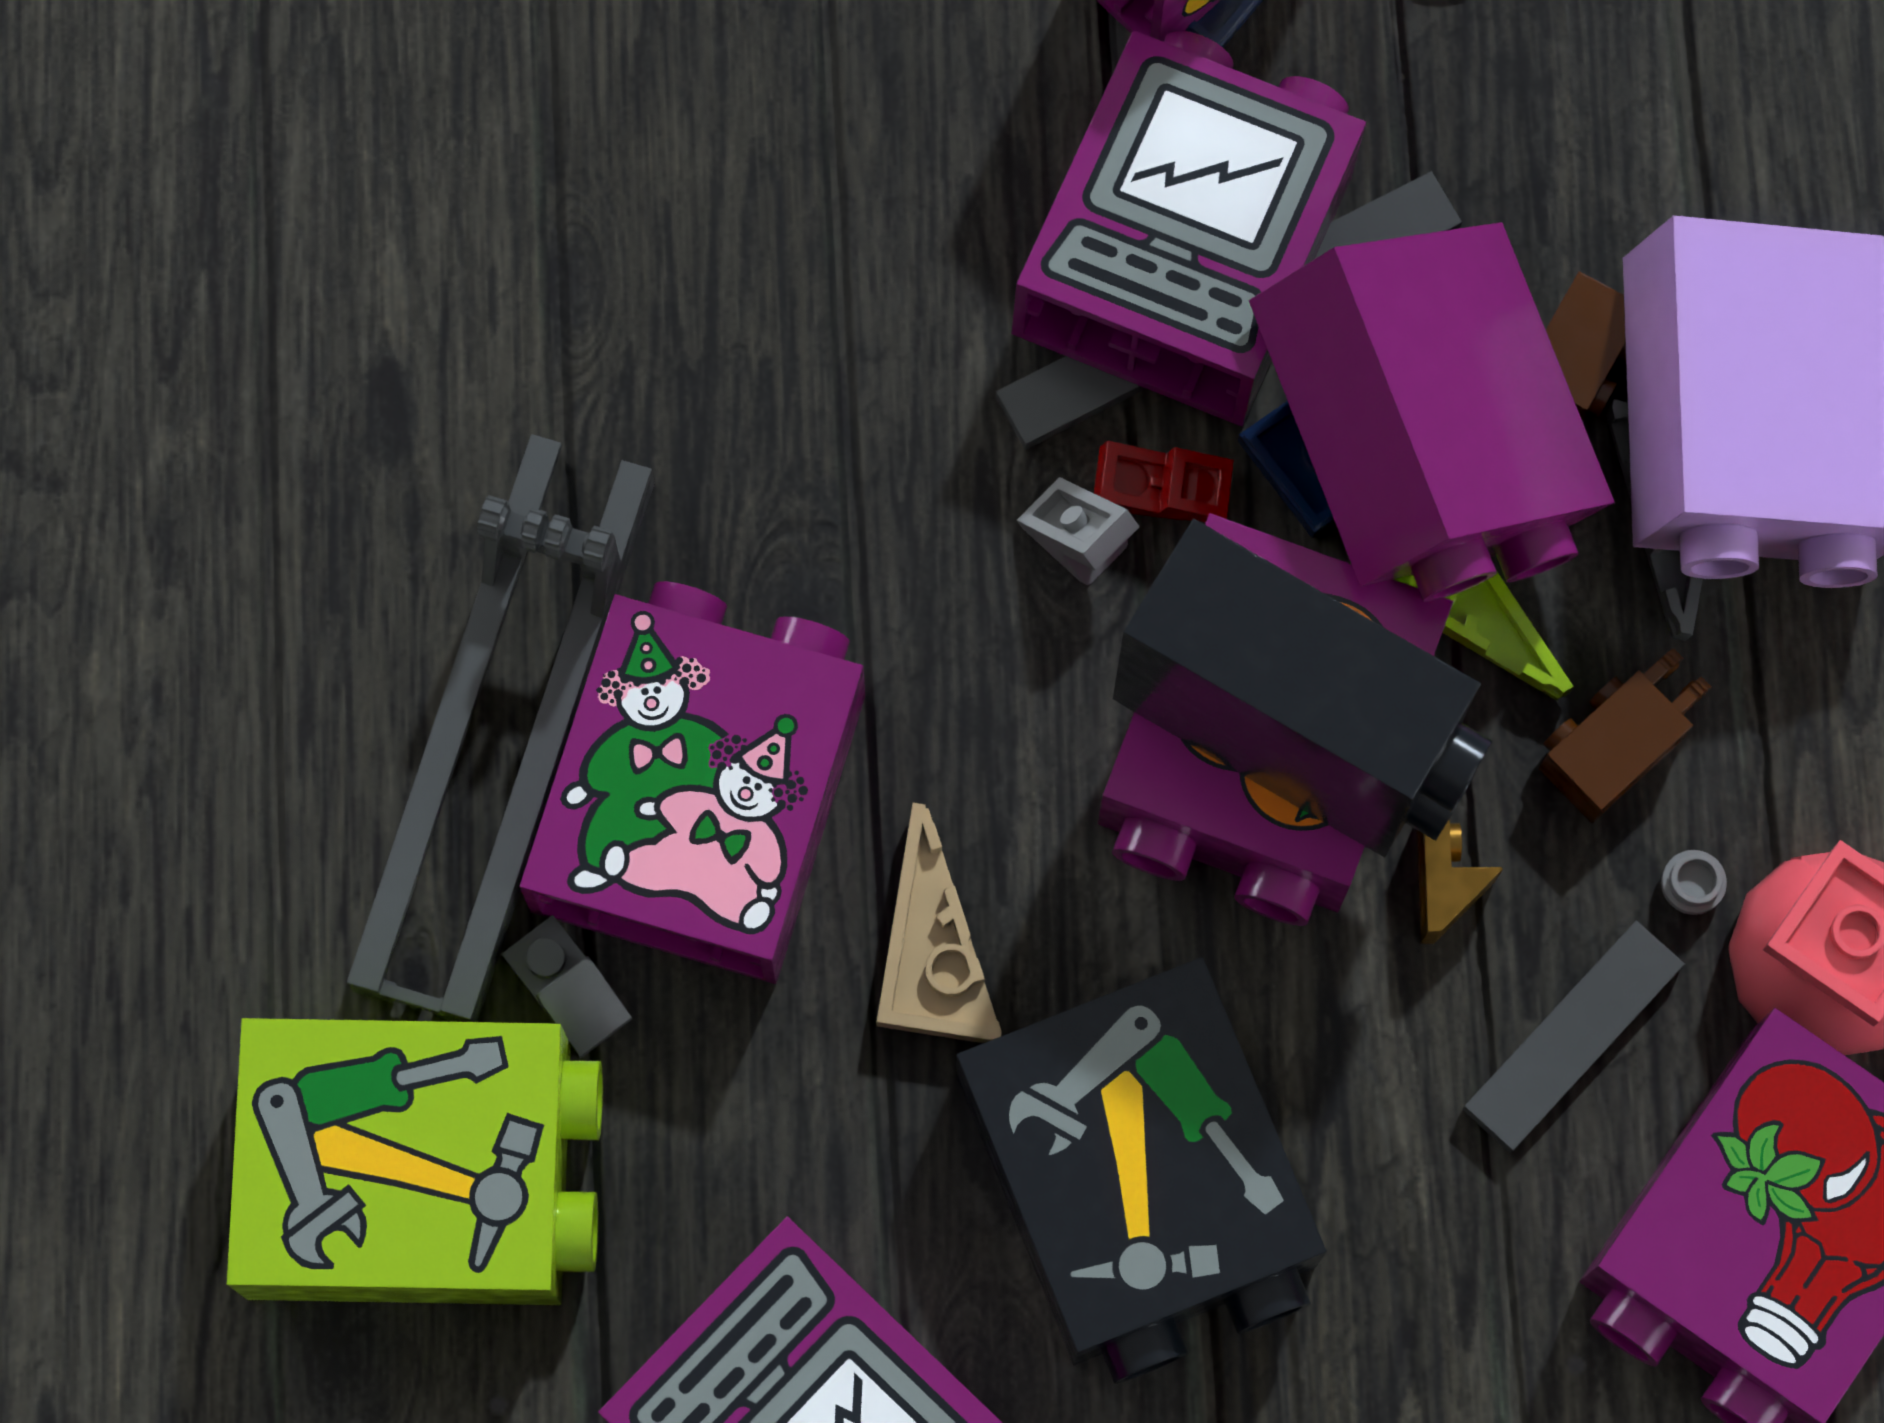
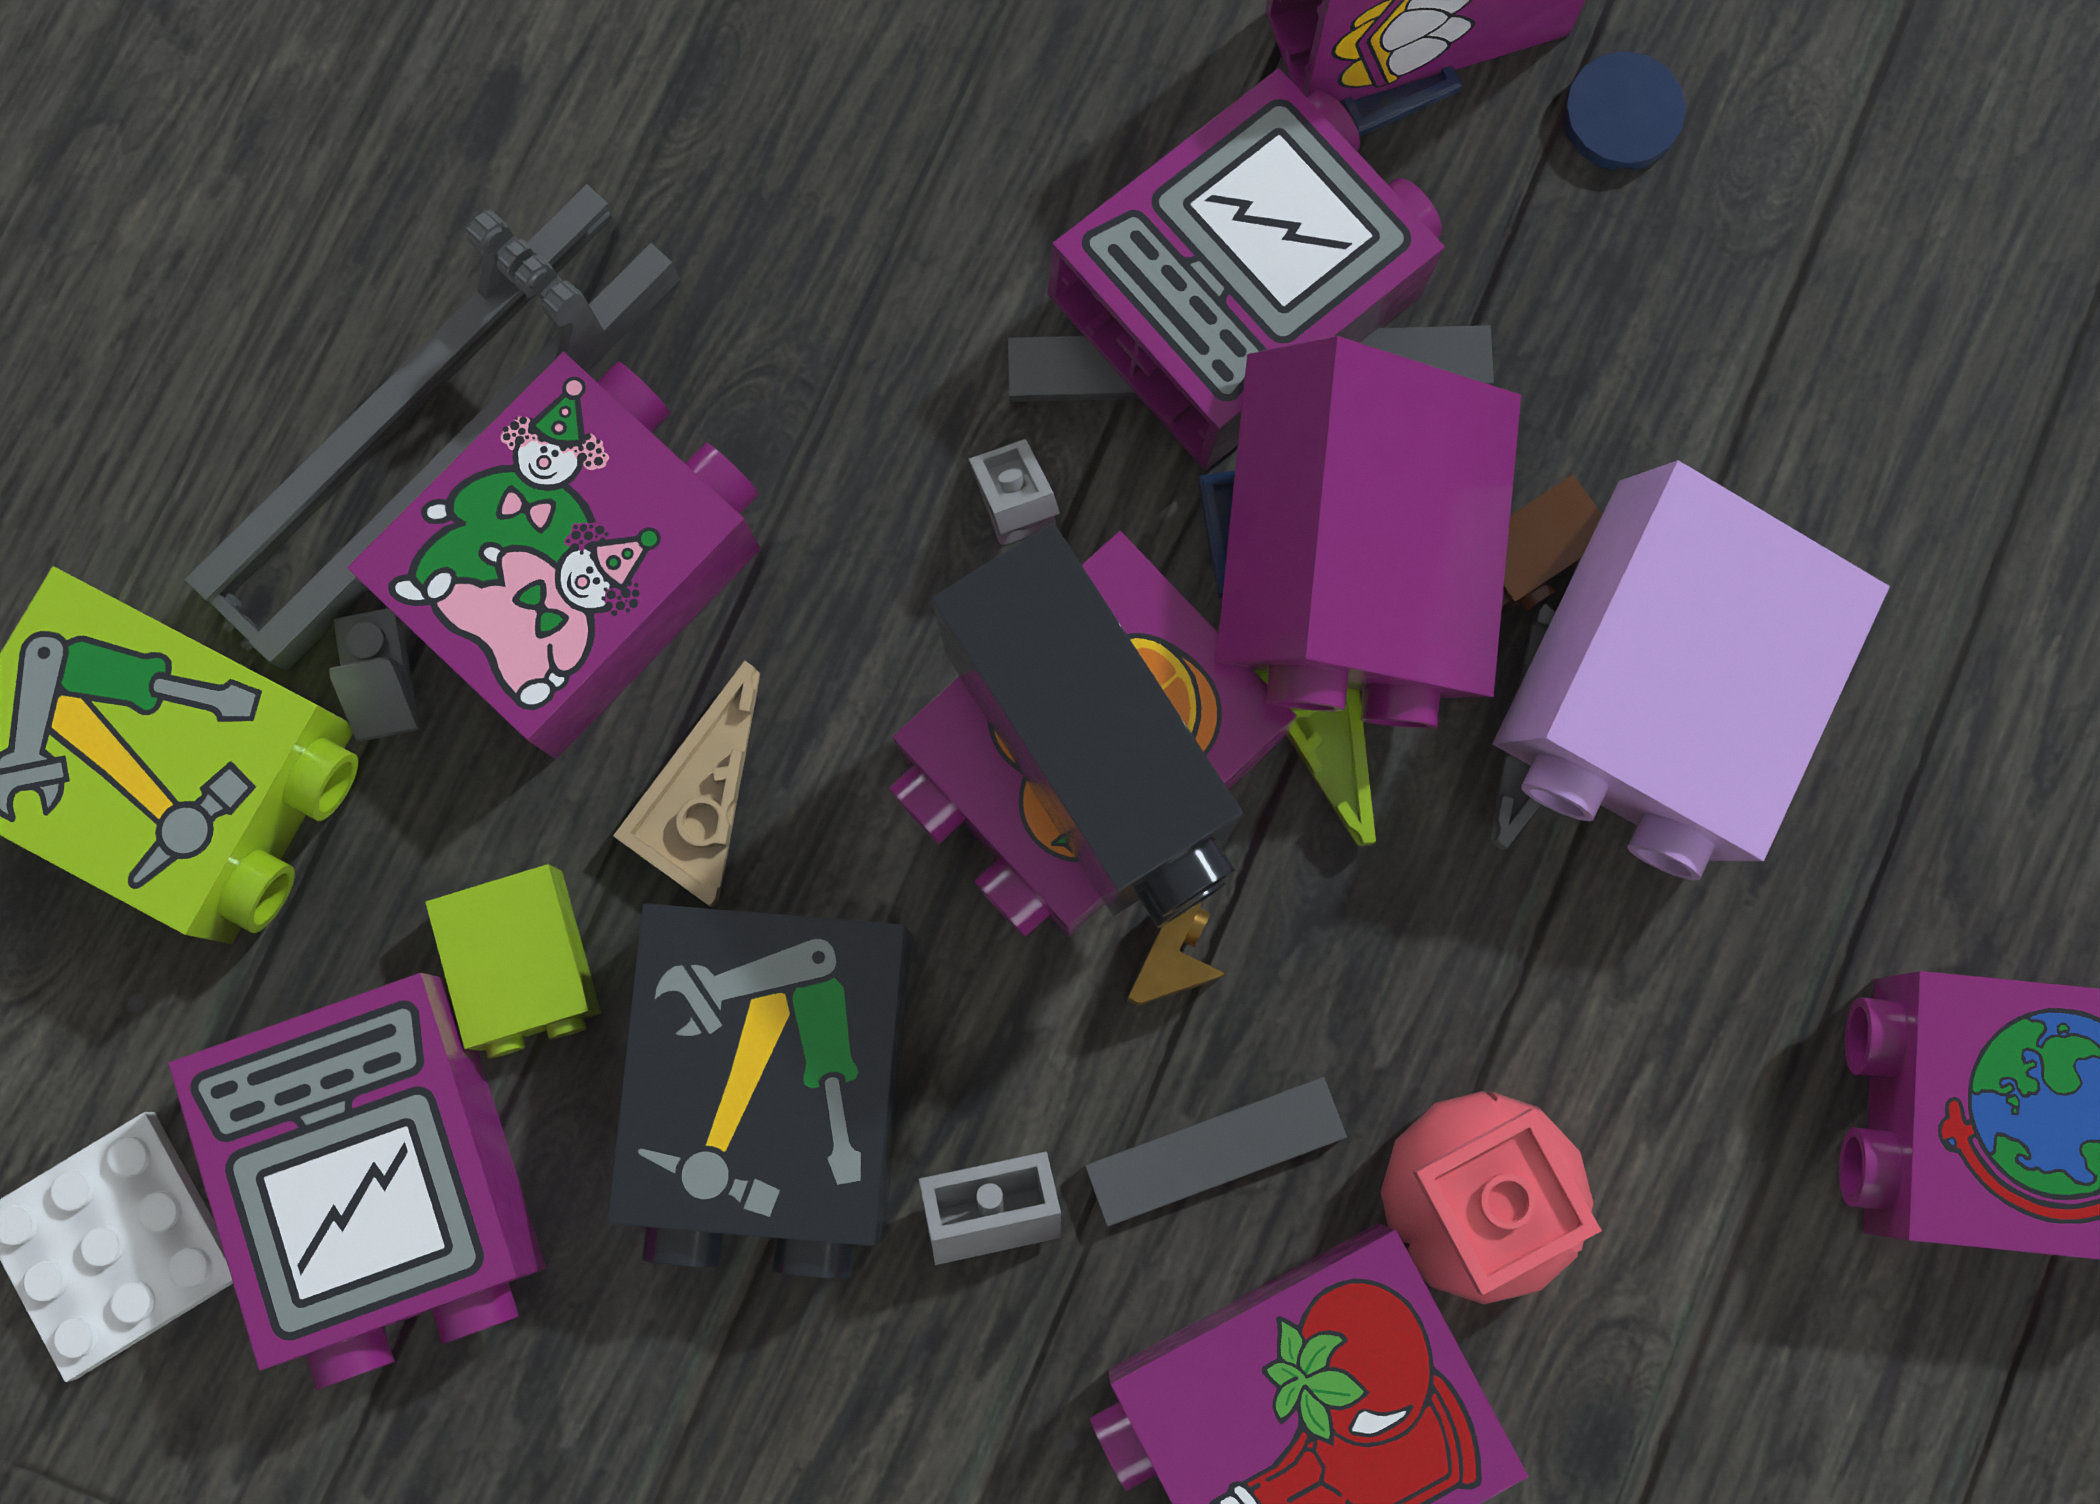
camera: 30 degrees right, 5 degrees up
(845, 1180) = (513, 960): none -> lime brick
(1164, 484) = (1111, 488): red slope -> none
(1403, 1181) = (991, 1208): none -> light grey brick
(1621, 738) = (1395, 908): reddish brown hinge -> none
(1693, 882) = (1394, 1068): light grey plate -> none

